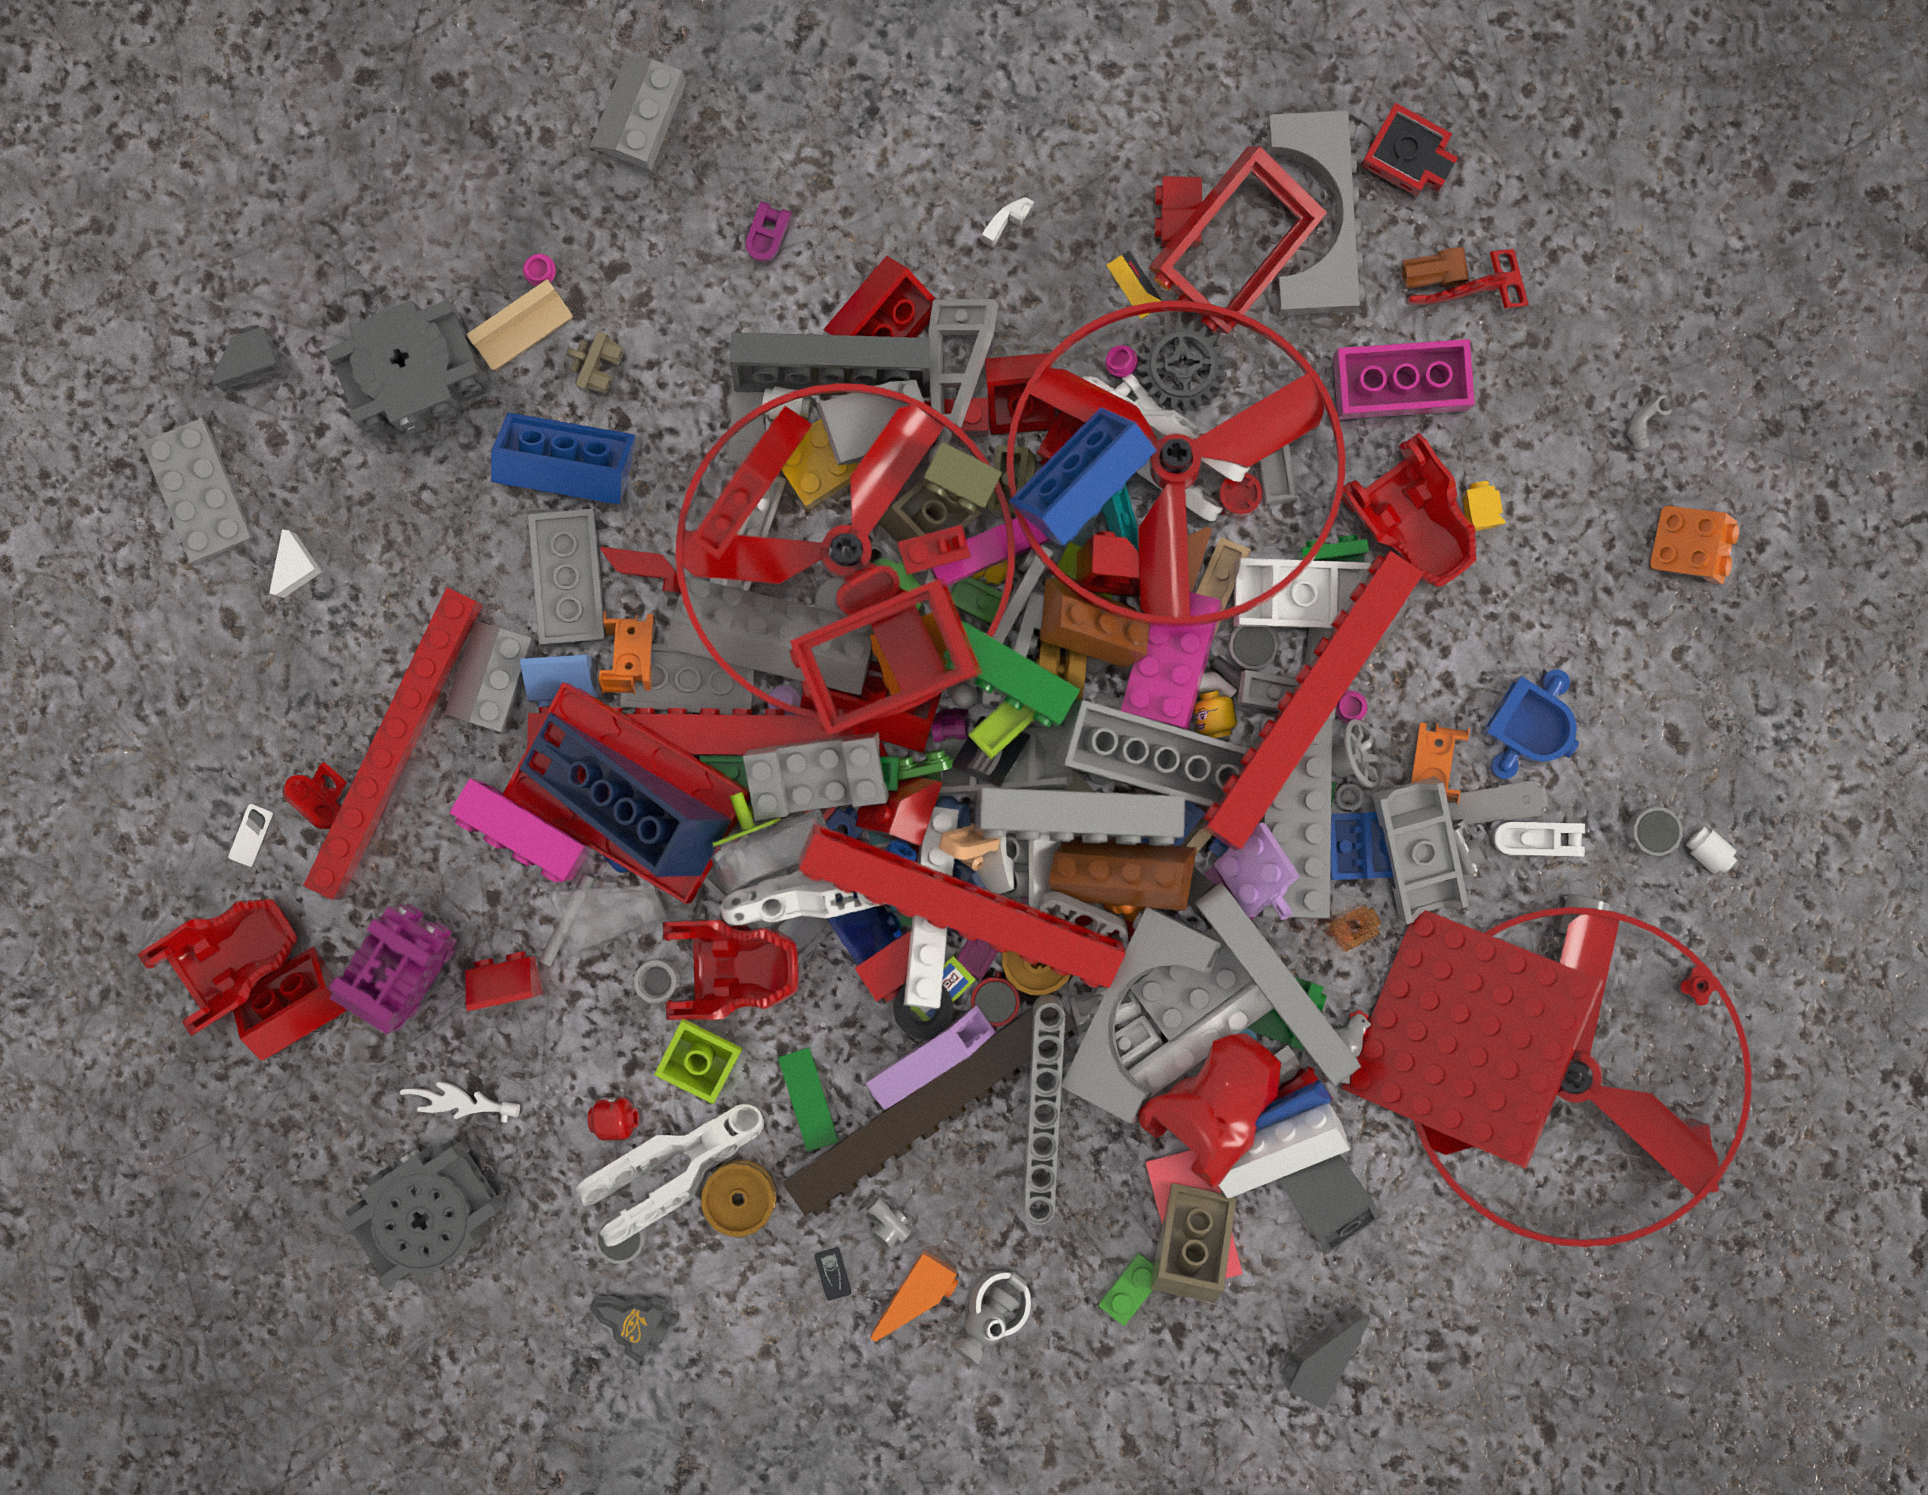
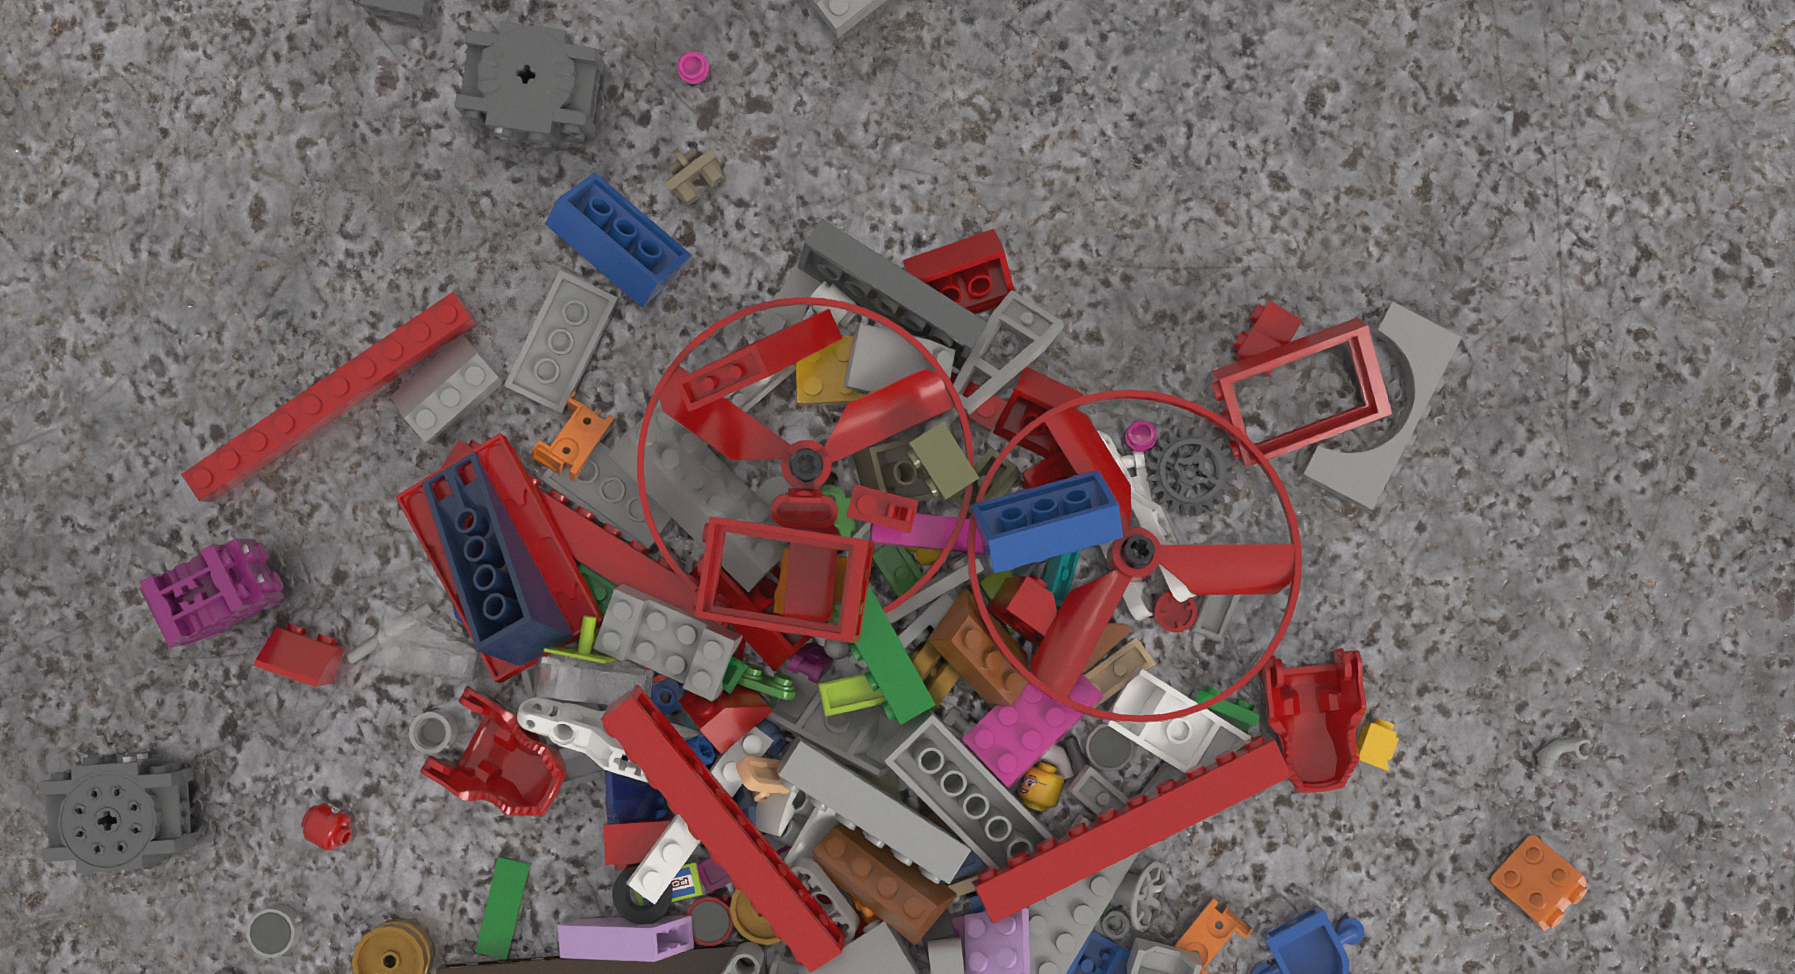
camera: 30 degrees right, 0 degrees up
(197, 491) = (294, 84): light grey plate -> none
(224, 956) = (81, 495): red animal -> none
(250, 835) = (166, 402): white sticker -> none
(287, 1005) = (107, 563): red slope -> none
(293, 565) = (336, 195): white slope -> none
(314, 798) = (237, 404): red bracket -> none
(457, 1098) = (207, 729): white piece -> none
(512, 826) = (390, 535): dark pink brick -> none
(520, 325) = (649, 105): tan panel -> none
(545, 675) = (490, 417): medium blue slope -> none
(643, 565) = (631, 369): red piece -> none
(697, 1061) = (424, 823): lime slope -> none
(704, 1146) = (390, 899): white piece -> none
(764, 243) = (894, 154): magenta plate -> none
(786, 694) = (685, 555): lavender plate -> none
(994, 771) = (811, 709): black sticker -> none
(1015, 212) = (1124, 254): white slope -> none
(1133, 280) = (1192, 374): yellow sticker -> none
(1351, 706) = (1164, 850): dark pink plate -> none
(1403, 379) = (1373, 595): dark pink brick -> none
(1410, 152) = (1494, 403): piece -> none
(1444, 268) = (1463, 519): dark orange piece -> none
(1486, 283) = (1495, 555): red piece -> none

